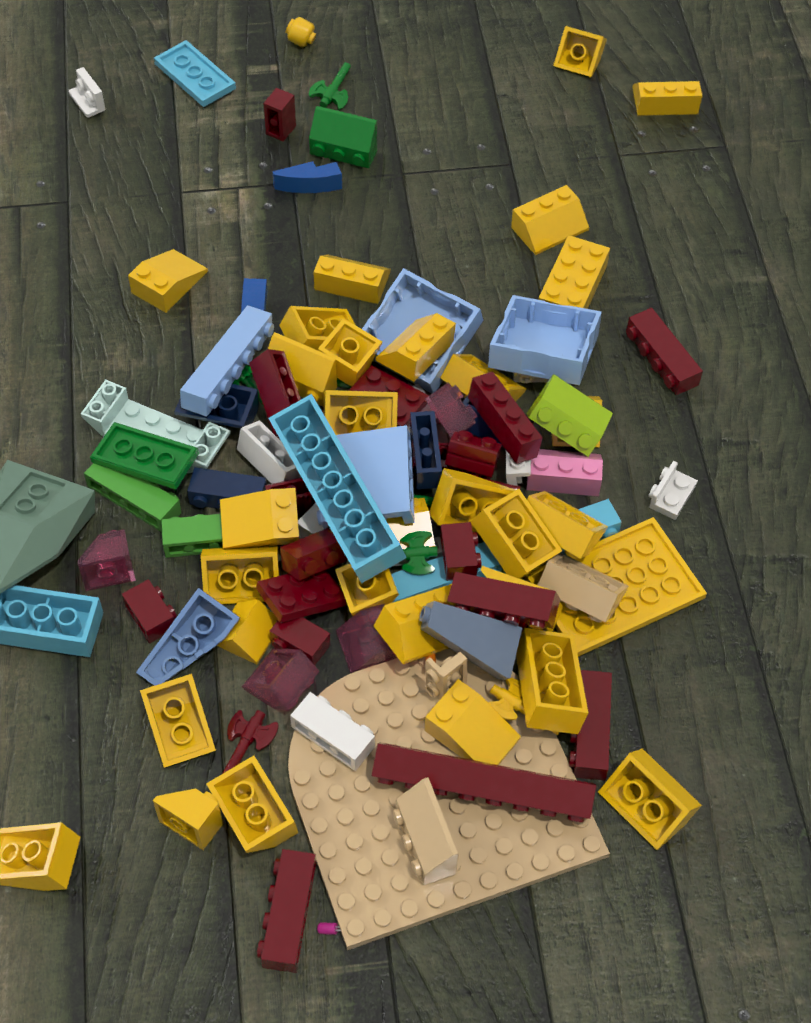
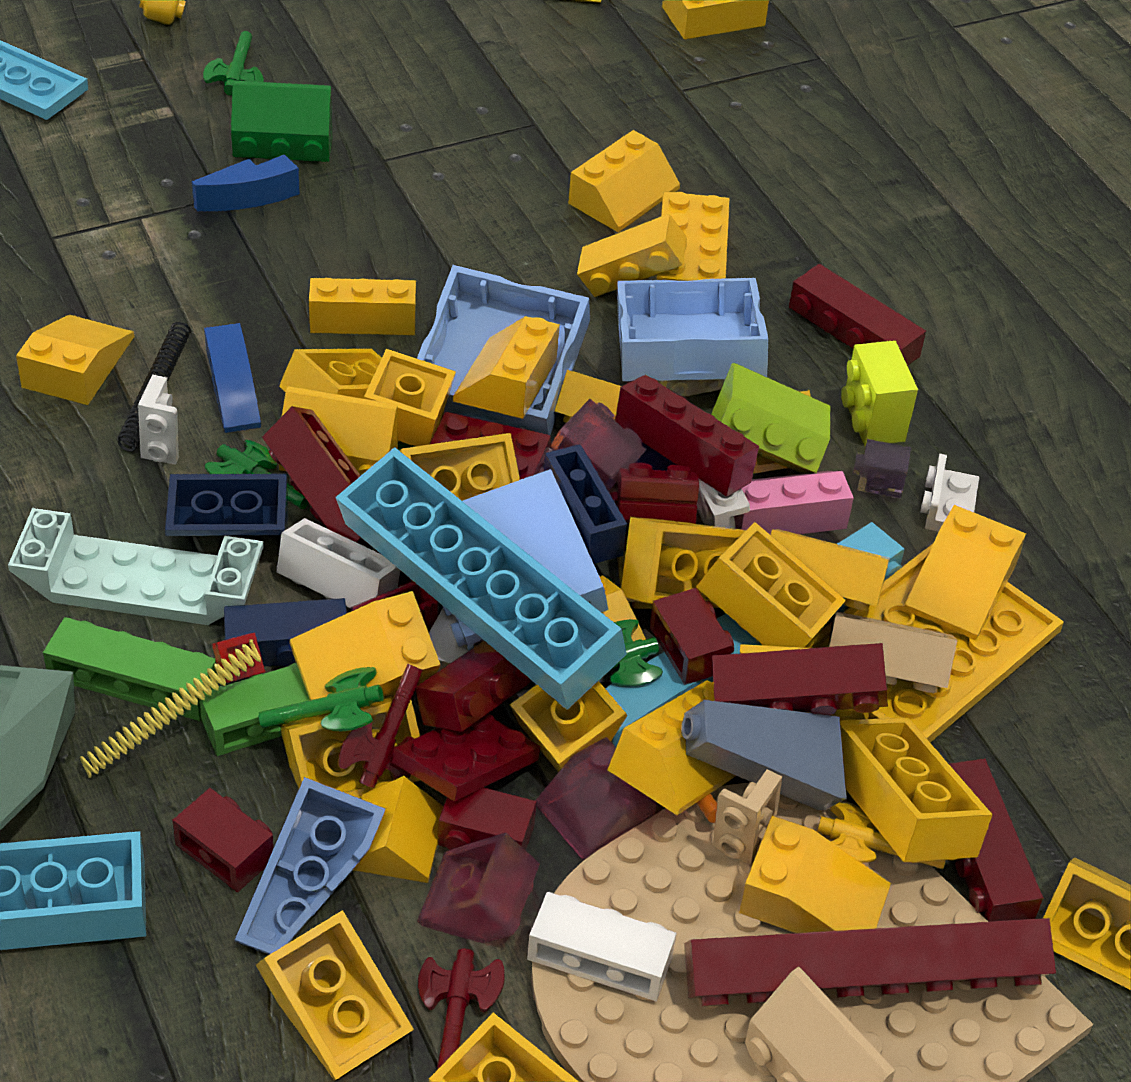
camera: 20 degrees left, 10 degrees down
(107, 561) = (133, 775): clear pink slope -> none
(145, 455) = (139, 603): green tile -> none
(157, 519) = (172, 707): none -> light yellow piece
(191, 502) = (225, 647): none -> red tile
(196, 336) = (158, 423): none -> white bracket
(217, 288) = (181, 344): none -> black piece
(226, 361) = (225, 442): light blue brick -> none
(234, 548) = (344, 703): none -> green piece
(248, 579) = (379, 751): none -> dark red piece
(279, 114) = (174, 106): dark red brick -> none
(528, 278) = (632, 255): none -> yellow brick
(633, 462) = (882, 468): none -> brick
(651, 409) = (879, 392): none -> neon yellow brick
(653, 547) = (965, 572): none -> yellow slope

